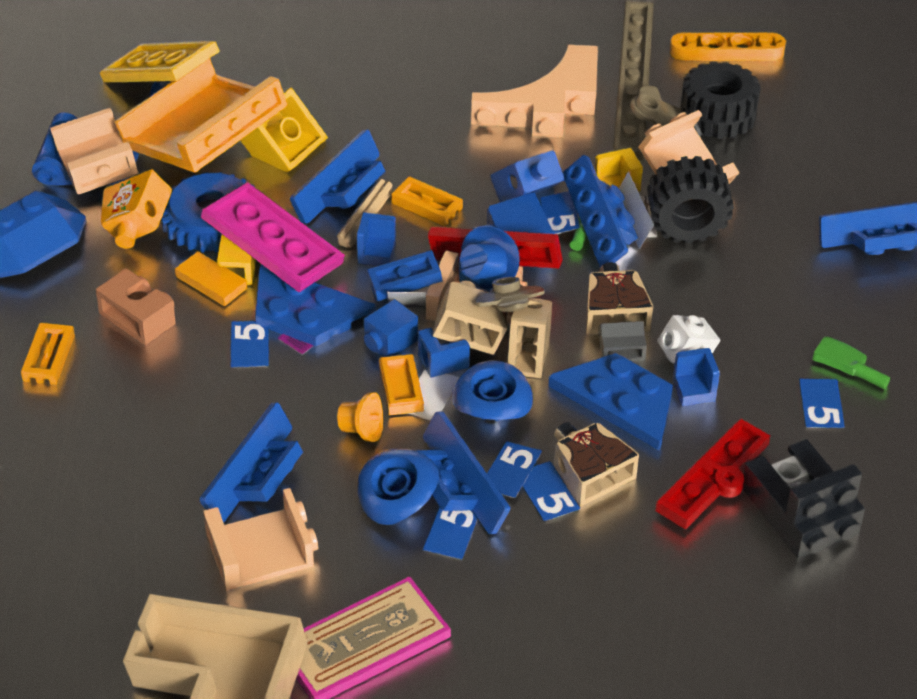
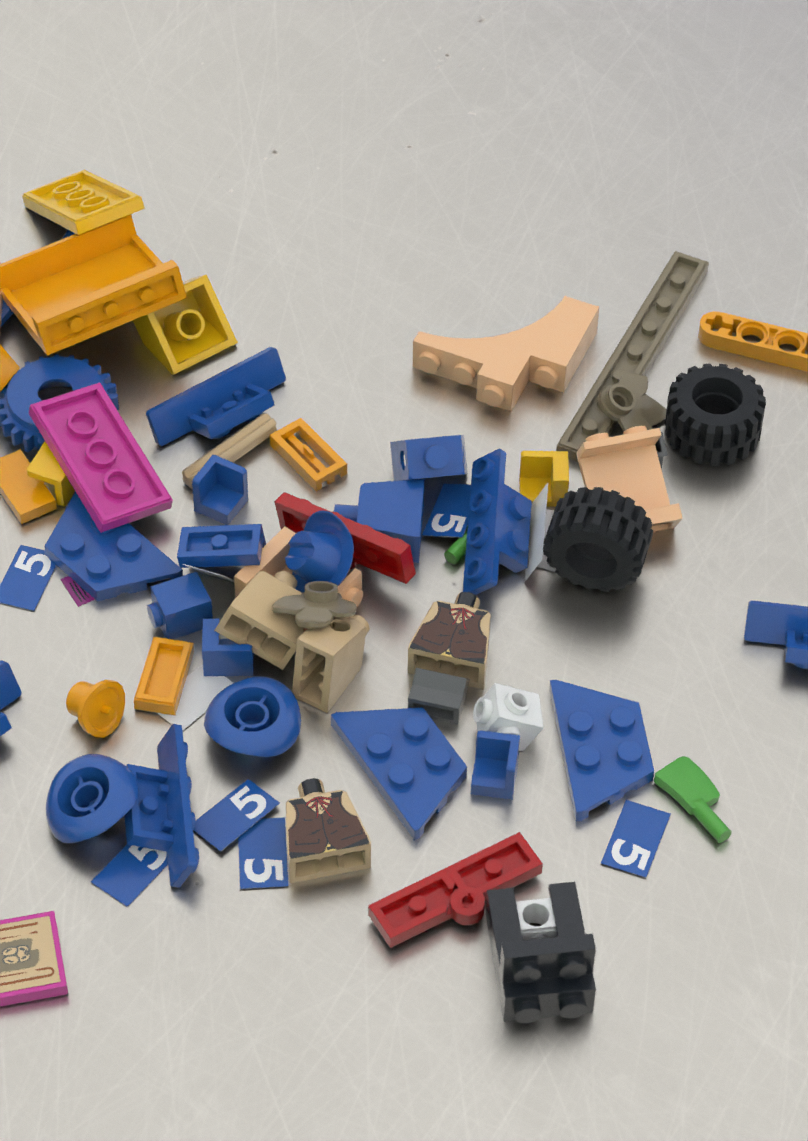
camera: 20 degrees right, 5 degrees up
(760, 345) = (600, 745): none -> blue wing

